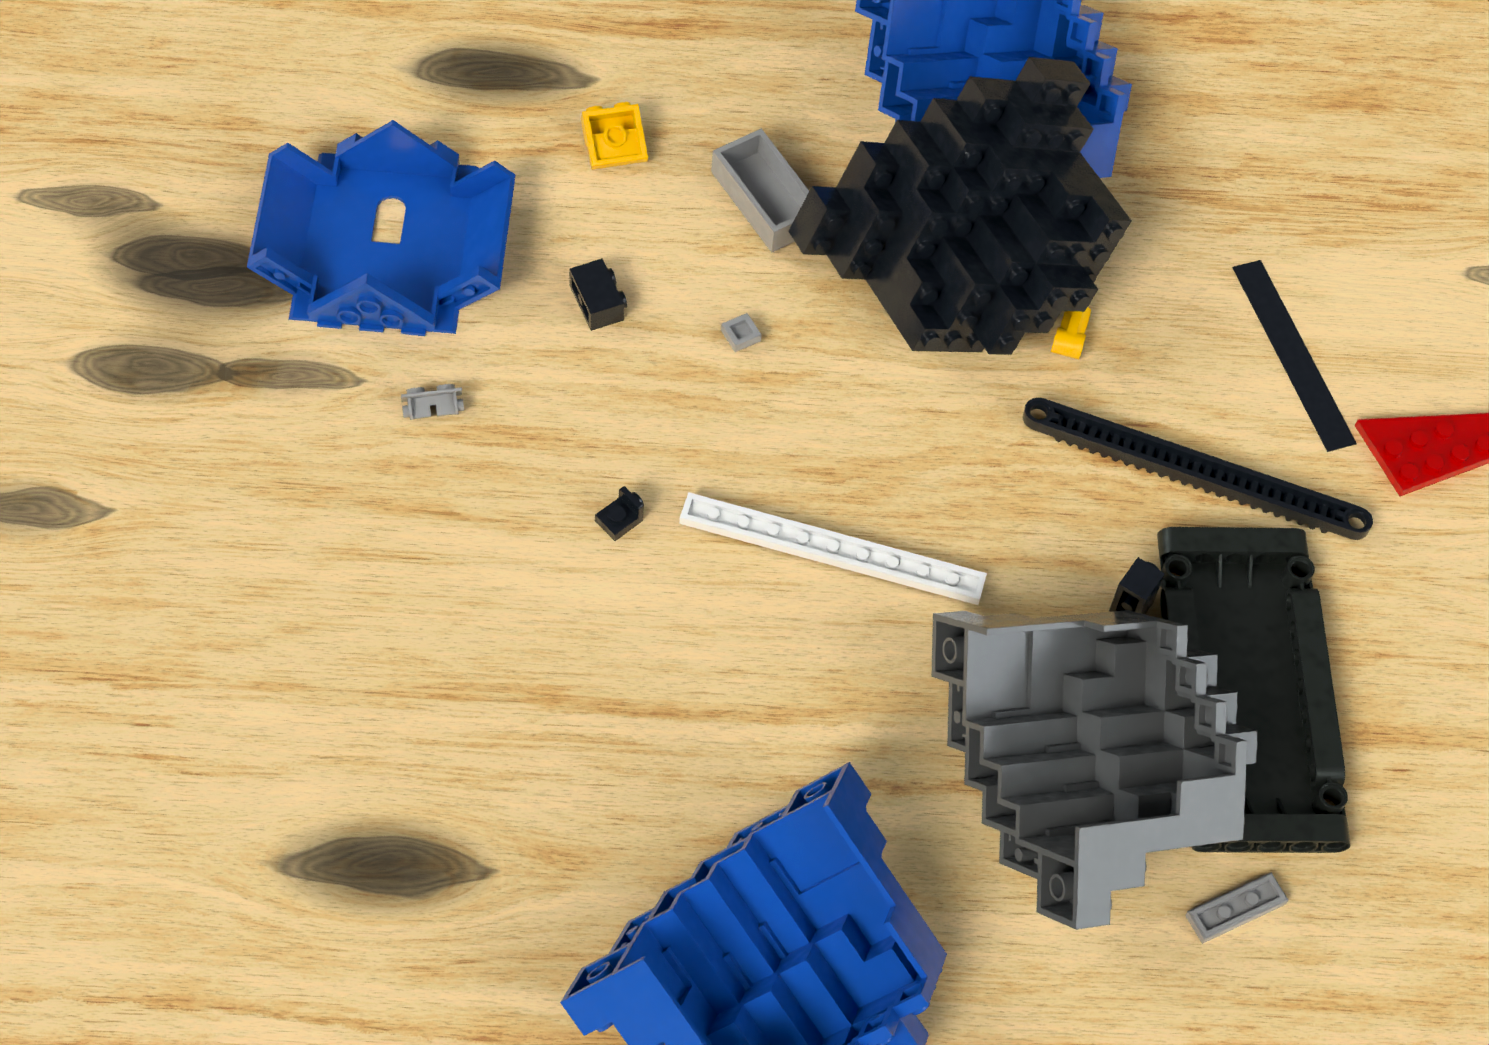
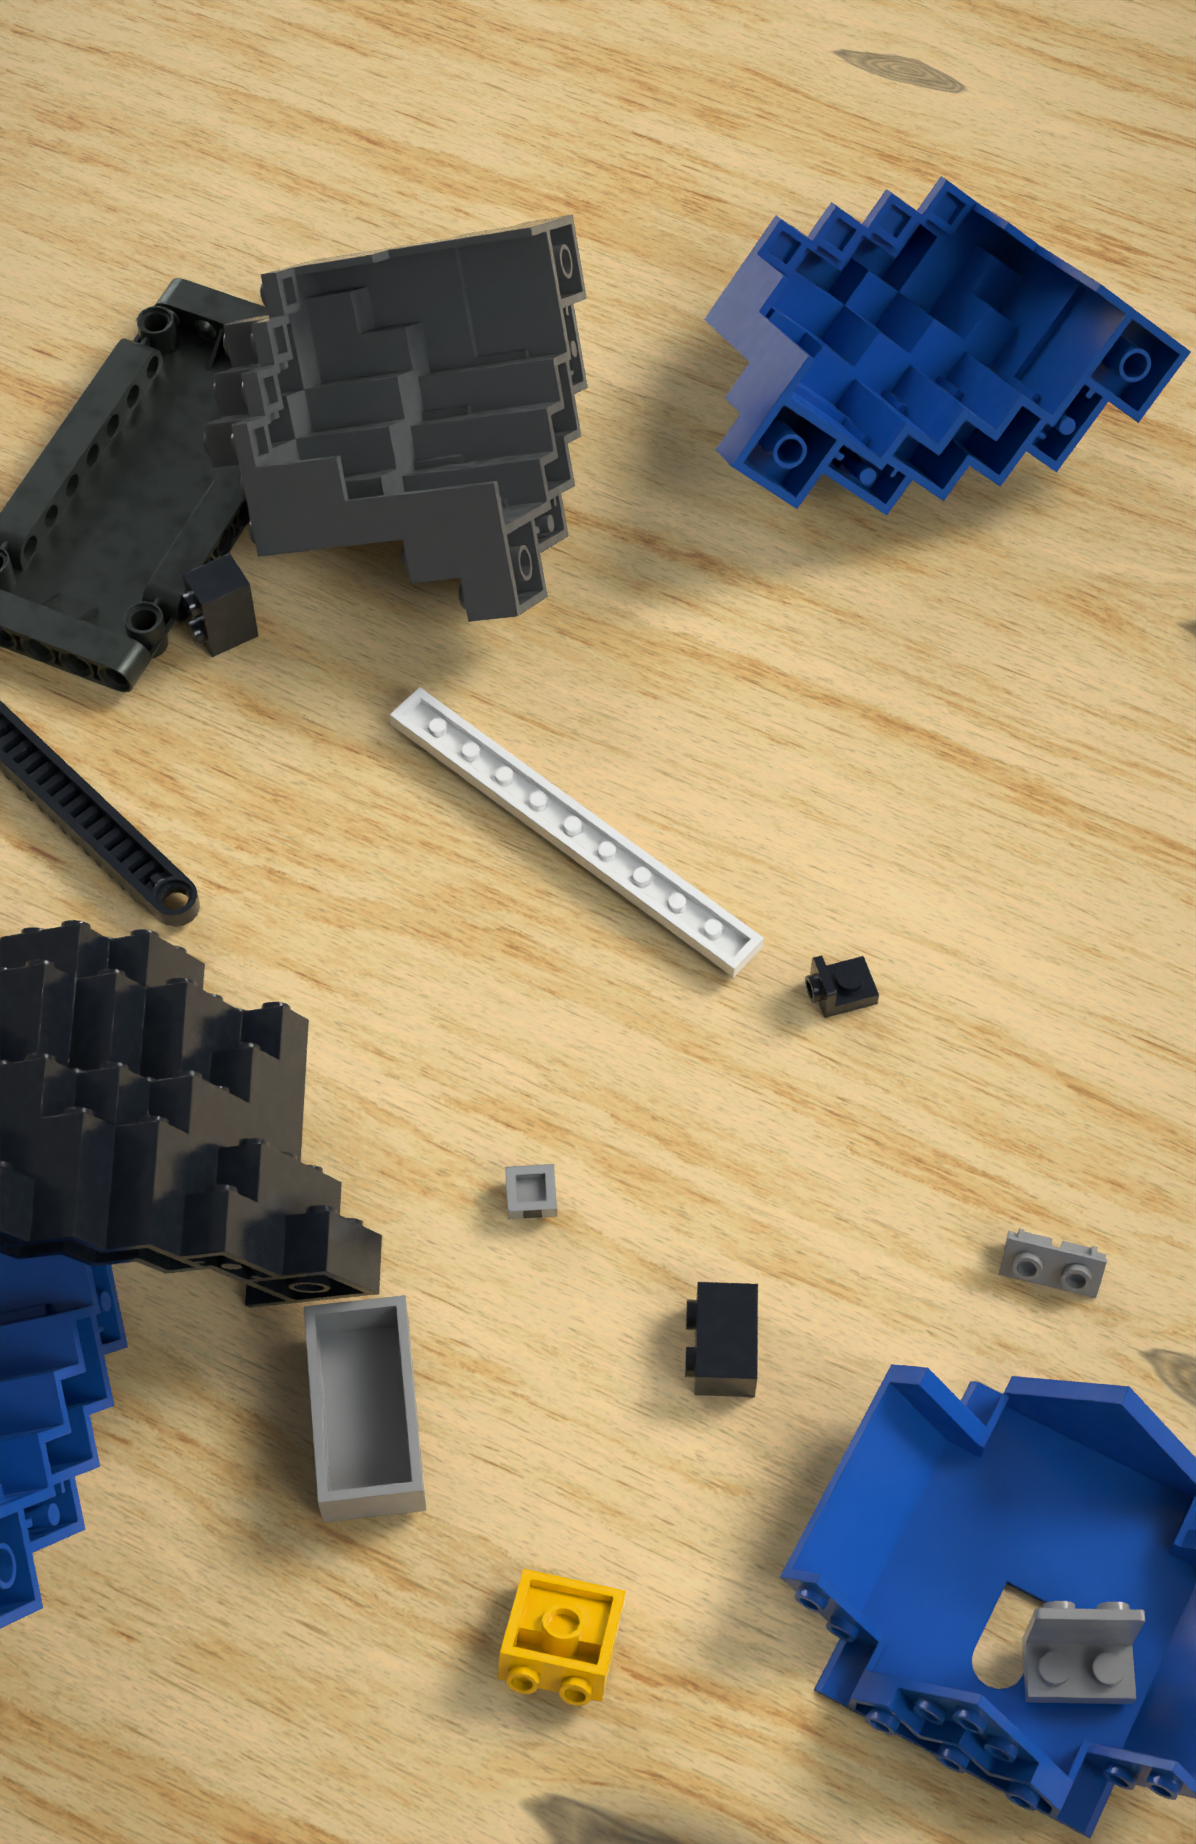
camera: 150 degrees left, 0 degrees up
(350, 207) = (1081, 1653): none -> light grey bracket

